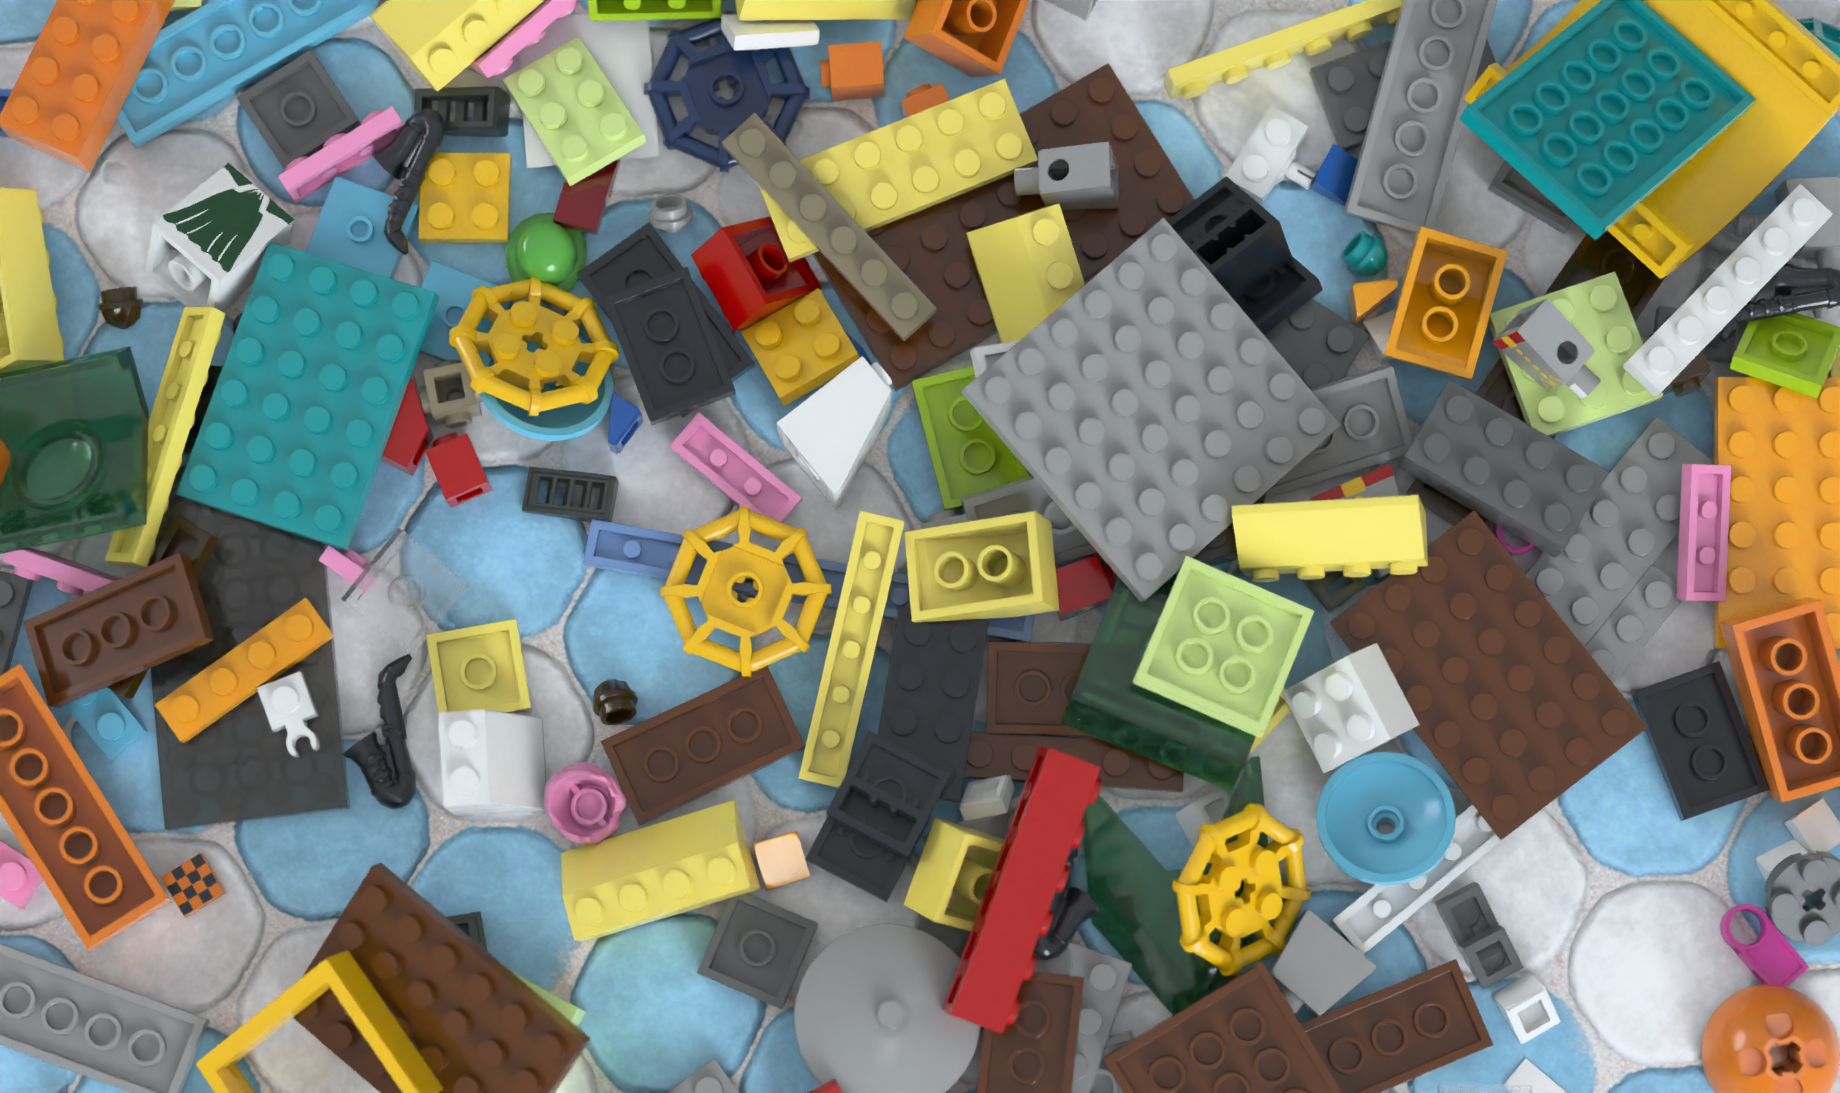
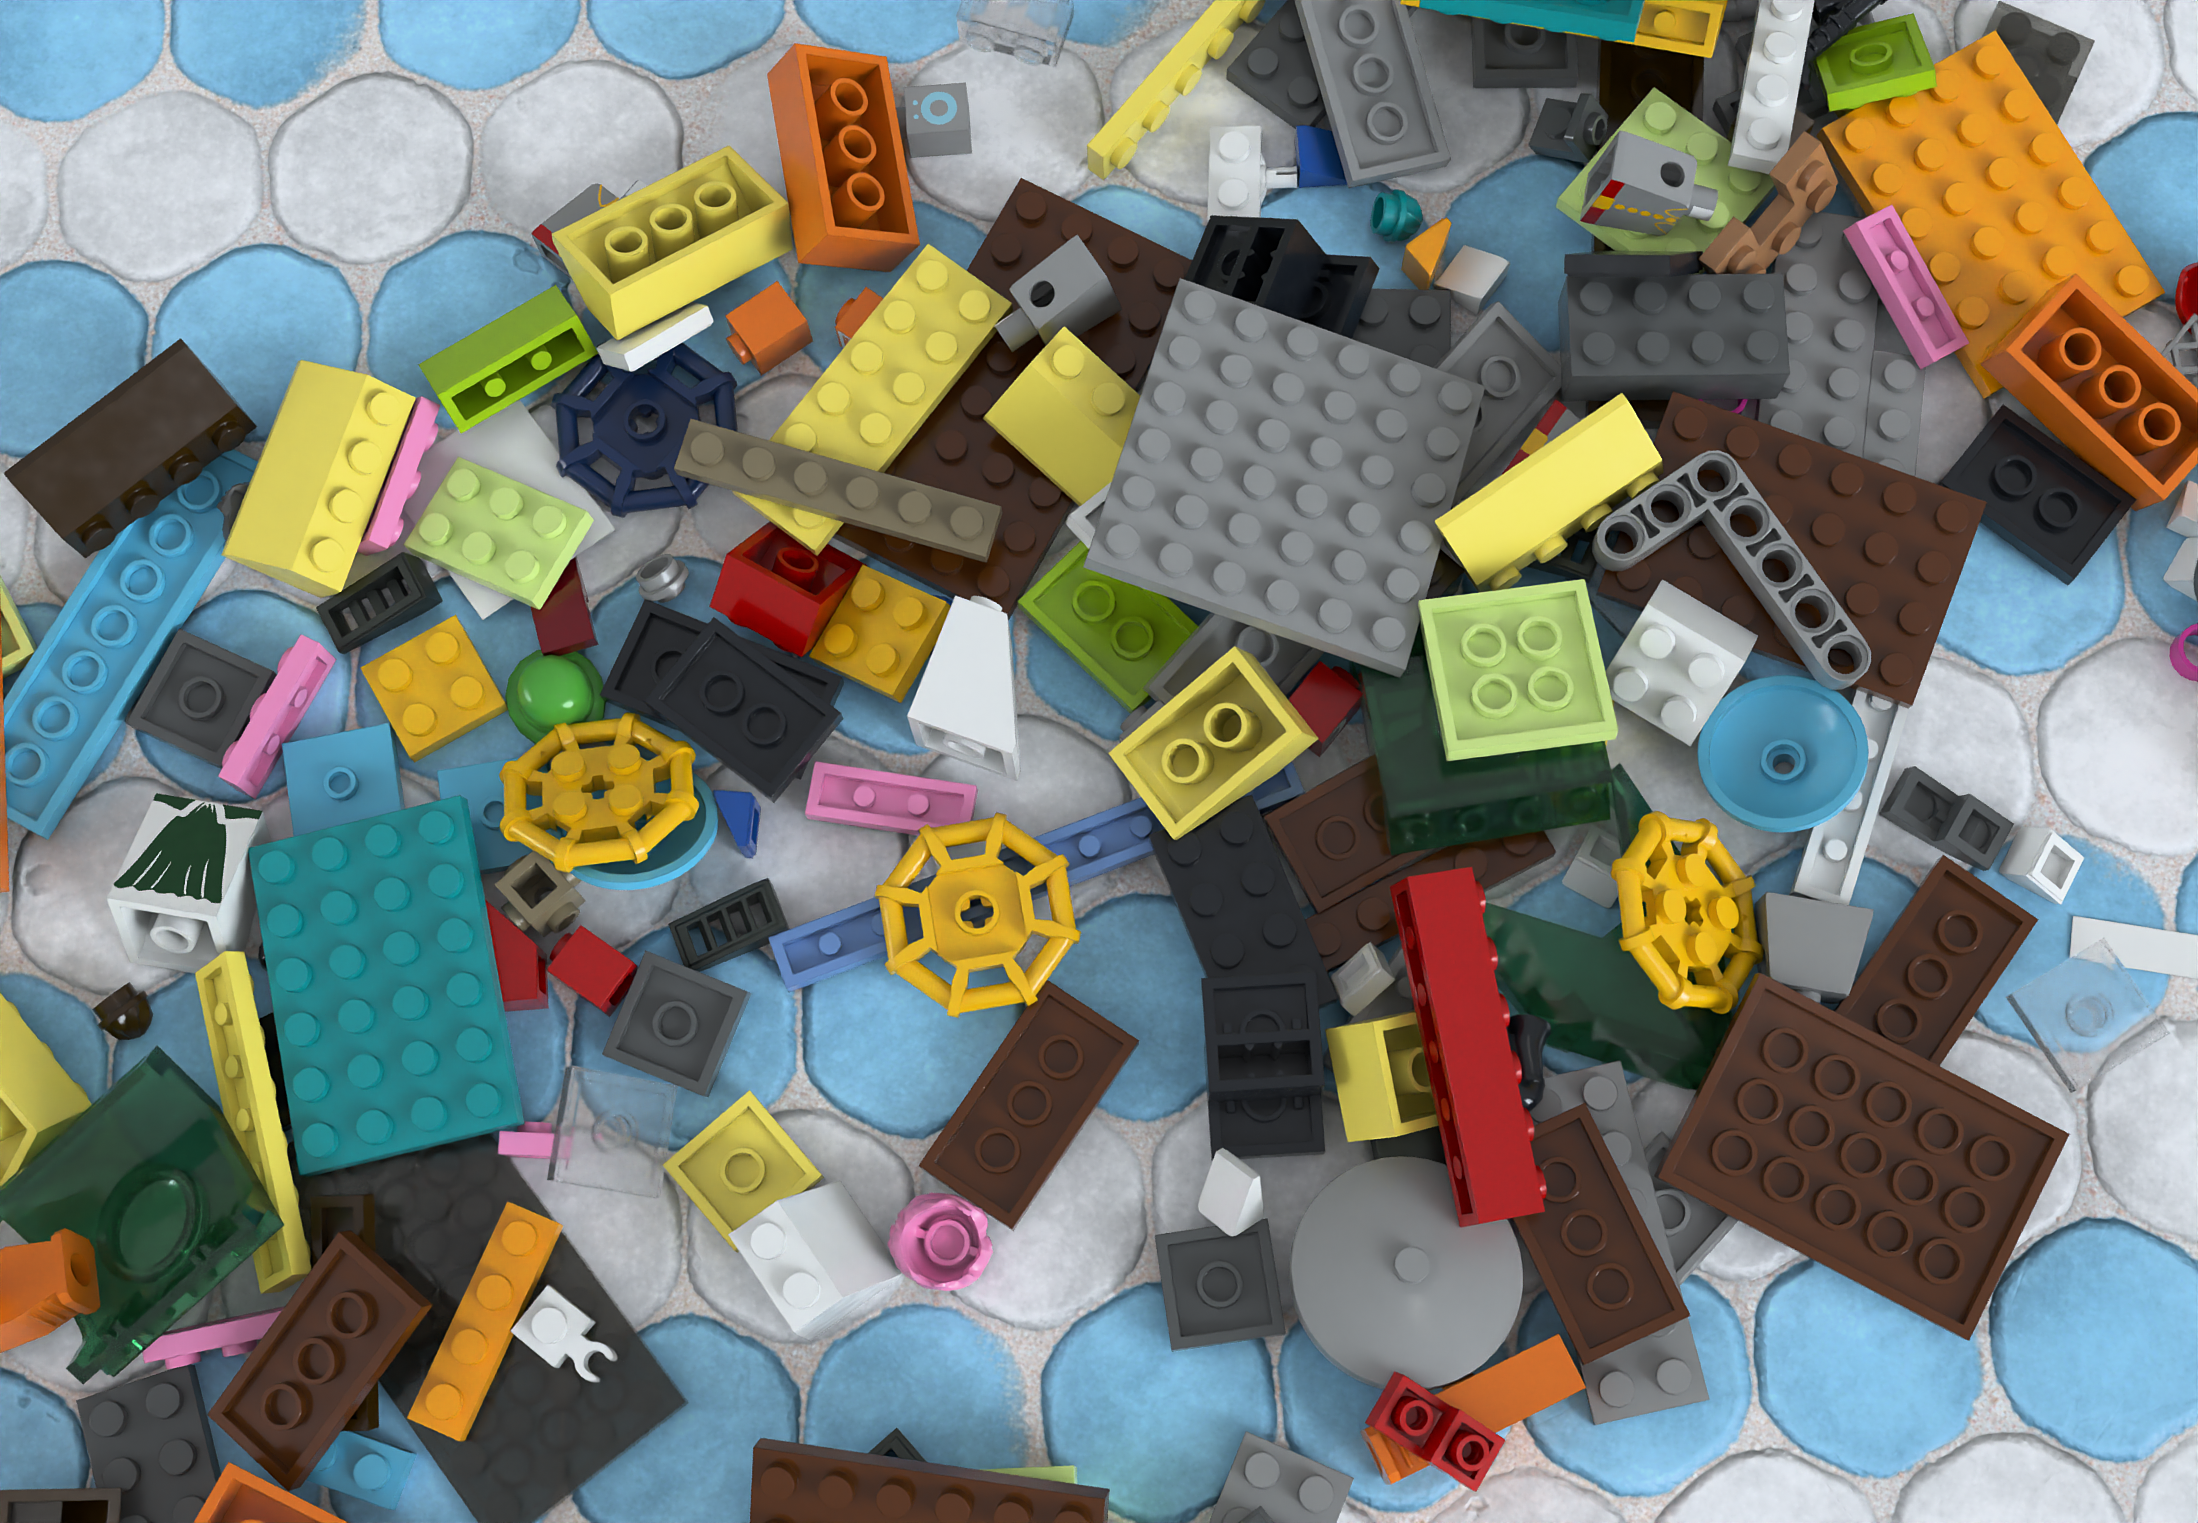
camera: 25 degrees left, 5 degrees down
(387, 766) = (704, 1331): black piece -> none
(409, 151) = (351, 670): black piece -> none
(493, 541) = (676, 1024): none -> dark grey plate
(614, 702) = (908, 1115): dark brown plate -> none
(657, 872) = (1063, 1268): light yellow slope -> none
(781, 860) = (1182, 1175): slope -> none
(802, 892) = (1231, 1194): none -> white slope
(851, 649) = (1126, 909): light yellow plate -> none
(1445, 303) = (1505, 209): light orange slope -> none
(1447, 661) = (1746, 555): none -> light grey beam
(1504, 399) = (1632, 263): none -> black tile
(1535, 265) = (1570, 128): none -> dark grey bracket
(1669, 413) = (1804, 187): none -> medium nougat plate

